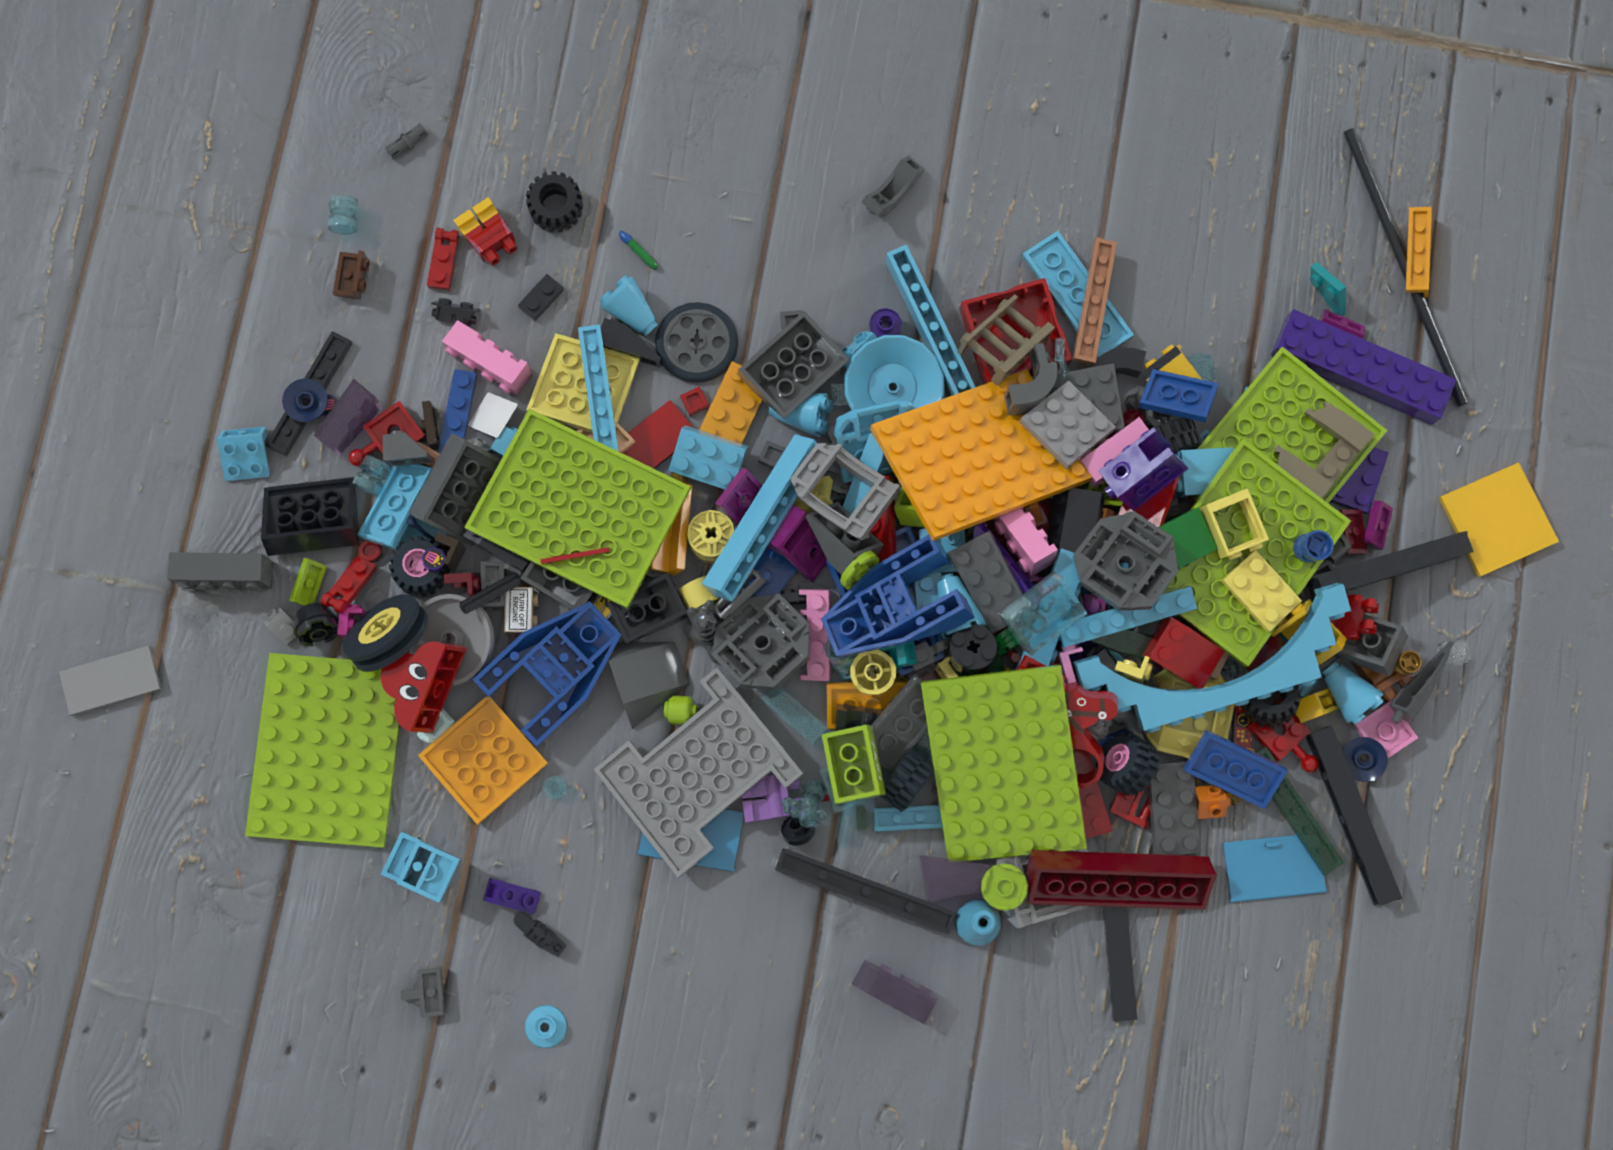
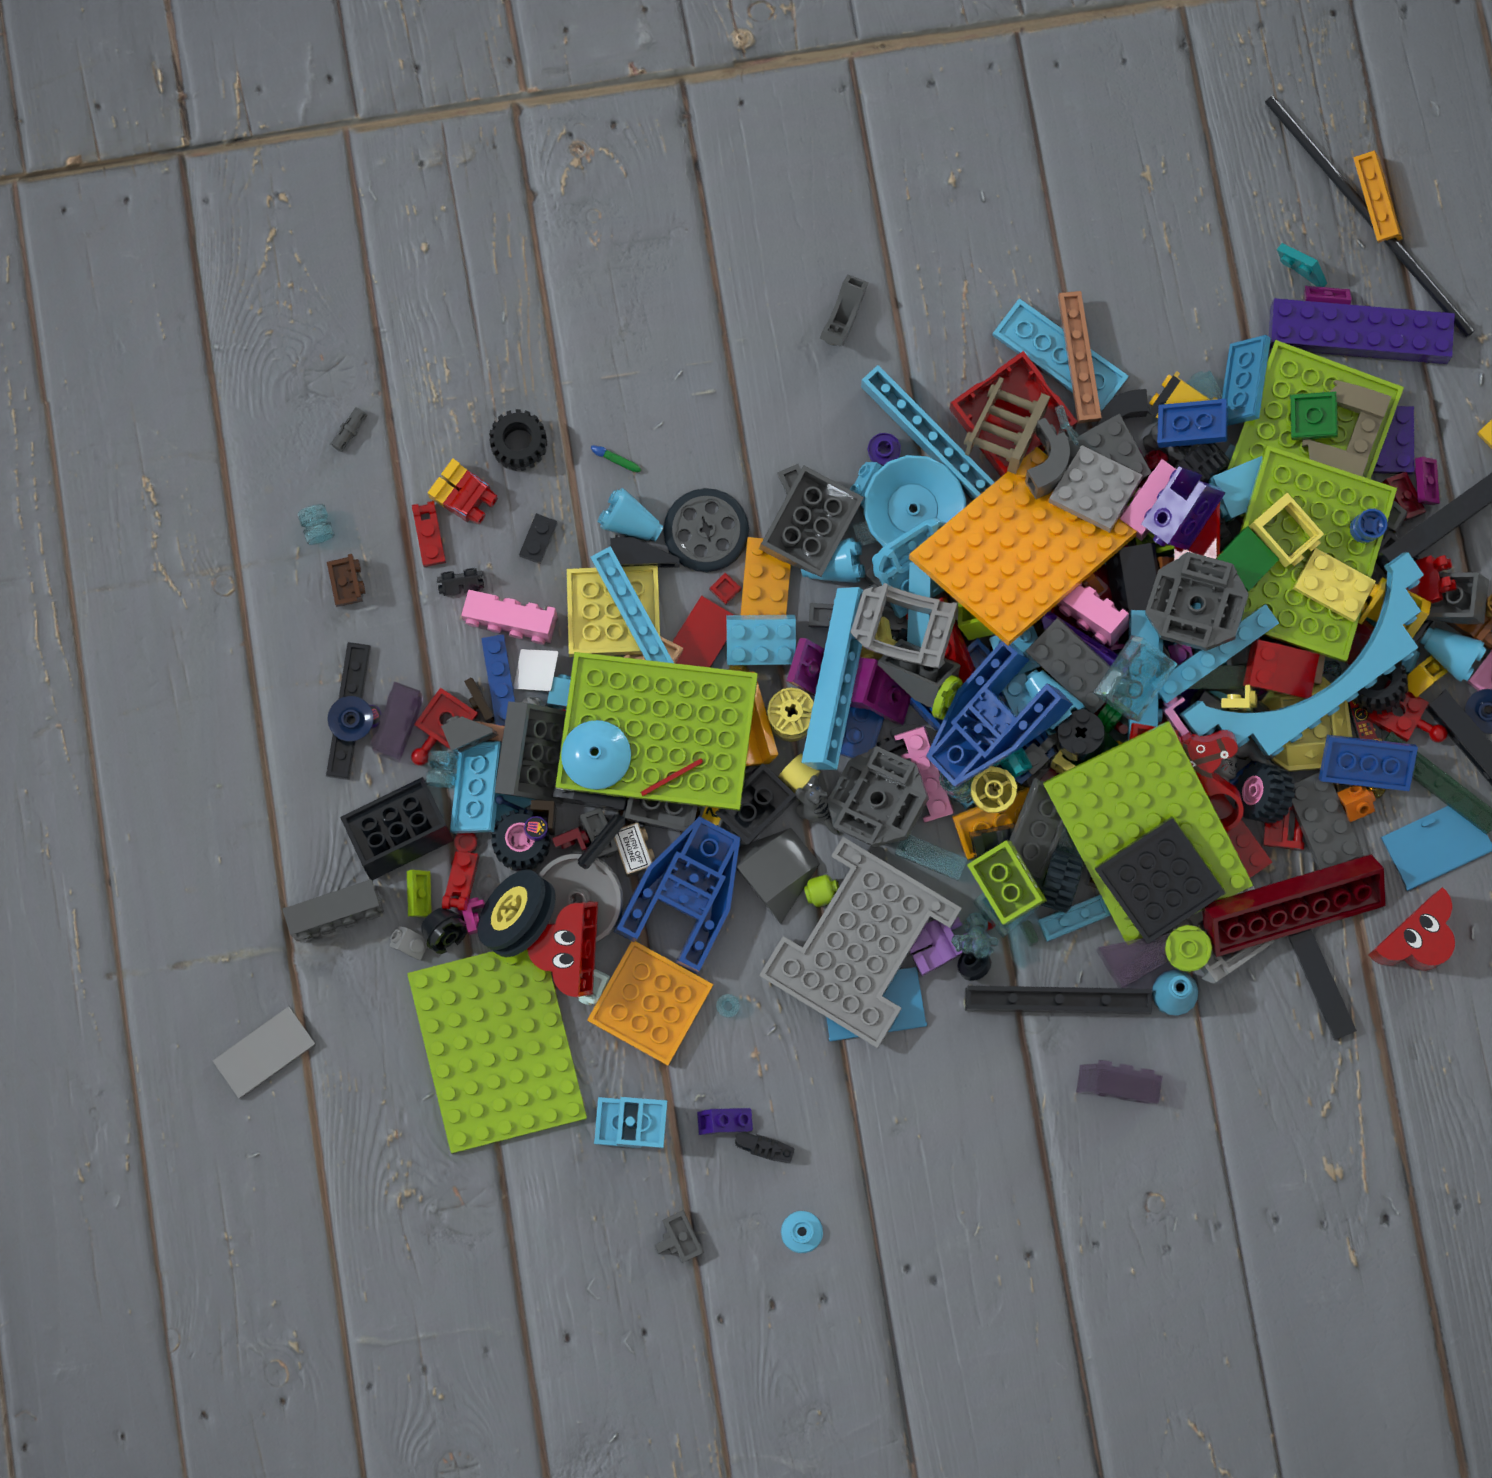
camera: 10 degrees left, 0 degrees up
(243, 453) = (309, 790): medium azure bracket -> none
(523, 520) = (599, 770): none -> medium azure dish
(742, 596) = (841, 764): light grey piece -> none
(999, 812) = (1160, 880): none -> black plate
(1229, 952) = (1422, 938): none -> red brick
(1242, 373) = (1245, 378): none -> dark azure tile
(1295, 427) = (1314, 415): none -> green tile

